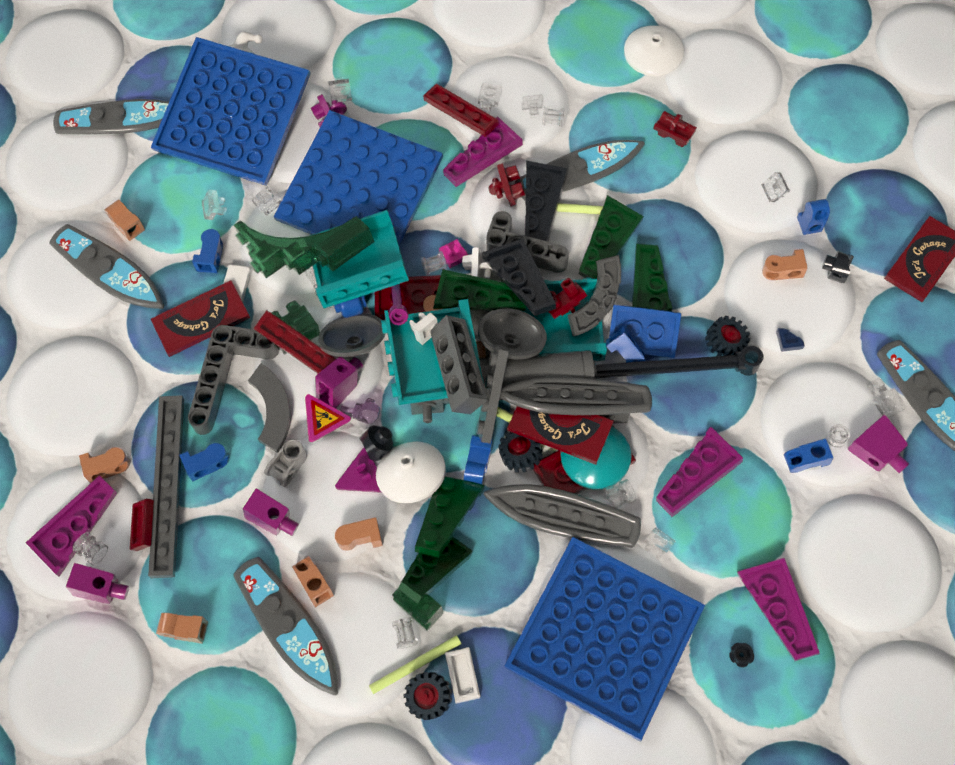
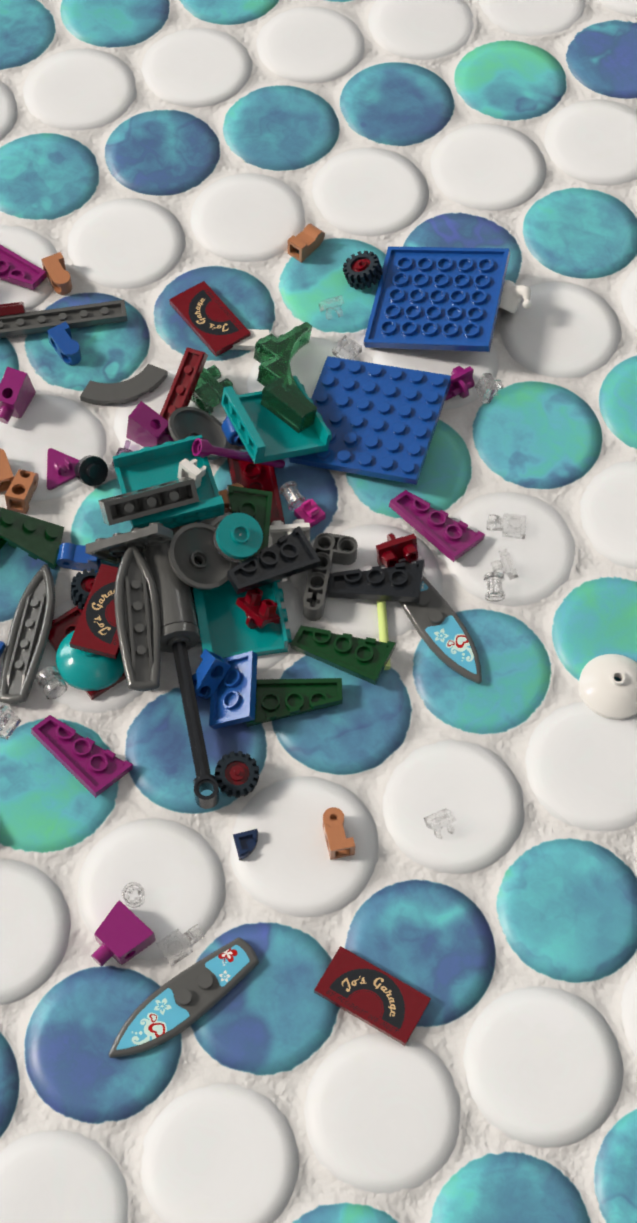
camera: 80 degrees right, 5 degrees down
(106, 267) = (255, 241): piece -> none
(111, 117) = (420, 211): piece -> none
(176, 171) = (362, 270): none -> black wheel
(210, 252) = (280, 312): blue leg -> none
(220, 369) = (146, 337): dark grey beam -> none
(285, 464) = (67, 406): light grey piece -> none
(322, 418) = (112, 425): piece -> none
(389, 513) = (21, 491): none -> nougat leg
(412, 480) = (63, 502): white dish -> none
(461, 110) = (485, 499): dark red tile -> none
(497, 299) = (238, 537): none -> teal piece
(602, 299) = (268, 648): dark grey tile -> none
(674, 128) = (499, 708): dark red hips -> none
(809, 456) = (104, 862): blue leg -> none
(816, 214) = (402, 859): blue leg -> none
(838, 266) = (342, 887): black piece -> none

